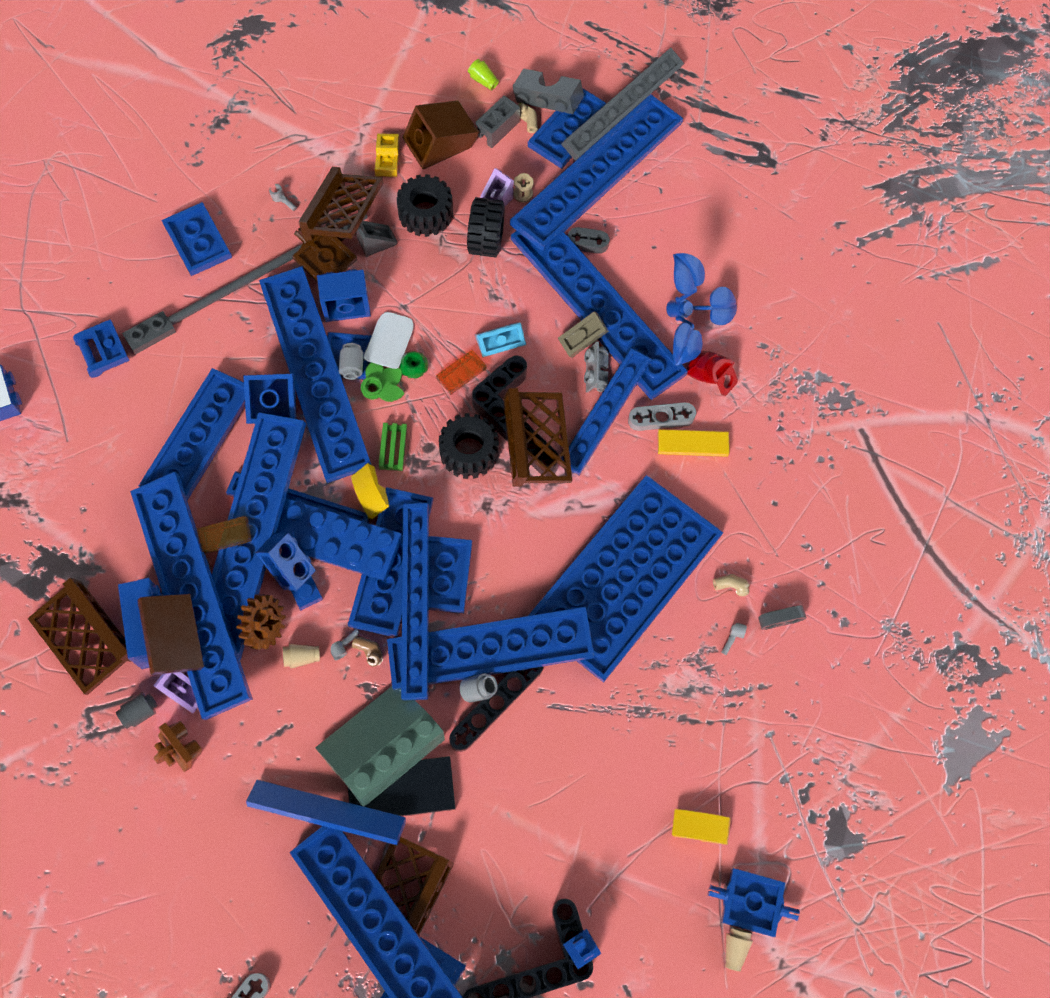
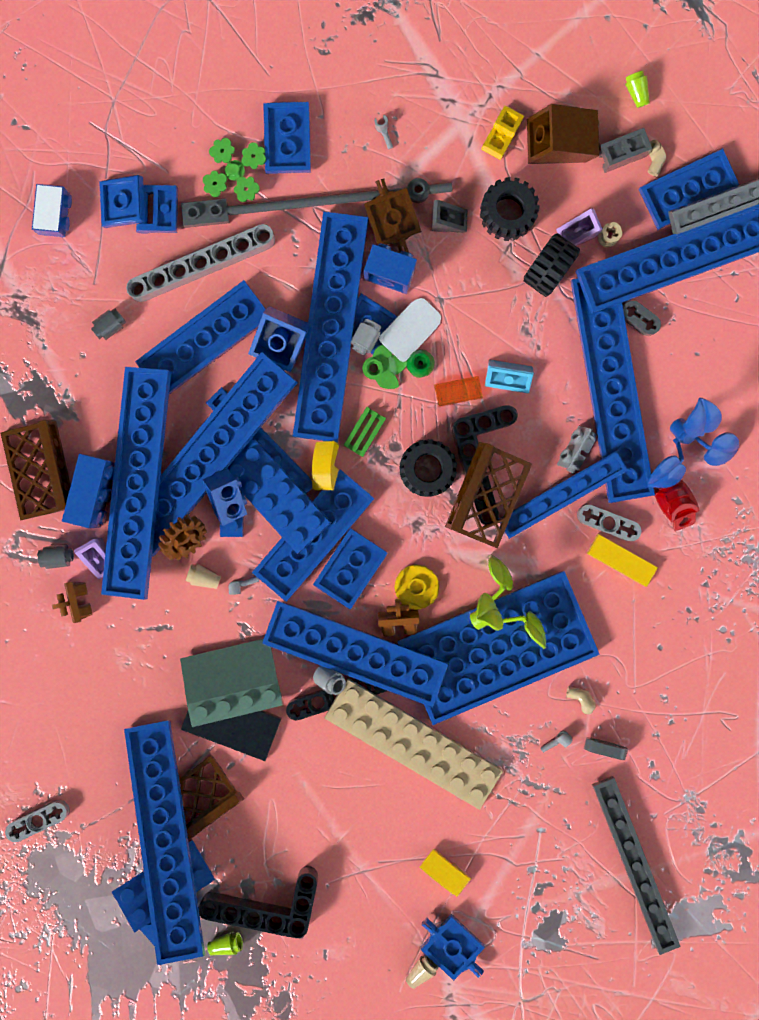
camera: 30 degrees right, 20 degrees up
(64, 355) = (122, 201): none -> blue tile
(96, 466) = (108, 324): none -> dark grey brick
(160, 285) = (234, 169): none -> bright green plant
(163, 383) = (189, 263): none -> light grey beam
(170, 634) = (103, 517): reddish brown tile -> none
(224, 534) = (185, 448): clear orange tile -> none
(325, 201) = (415, 165): reddish brown fence -> none
(326, 812) = (165, 714): blue tile -> none
(371, 649) = (261, 600): medium nougat arm -> none
(415, 602) = (314, 583): blue plate -> none
(517, 561) = (416, 586): none -> yellow tile
(526, 593) = (396, 616): none -> dark orange hips
(561, 97) = (697, 157): dark grey arch -> none
(582, 948) = (304, 917): blue tile -> none
(583, 334) = (582, 414): dark tan plate -> none
(596, 543) = (488, 613): none -> lime plant
(596, 710) = (413, 744): none -> tan plate
(882, 717) = (636, 865): none -> dark grey plate

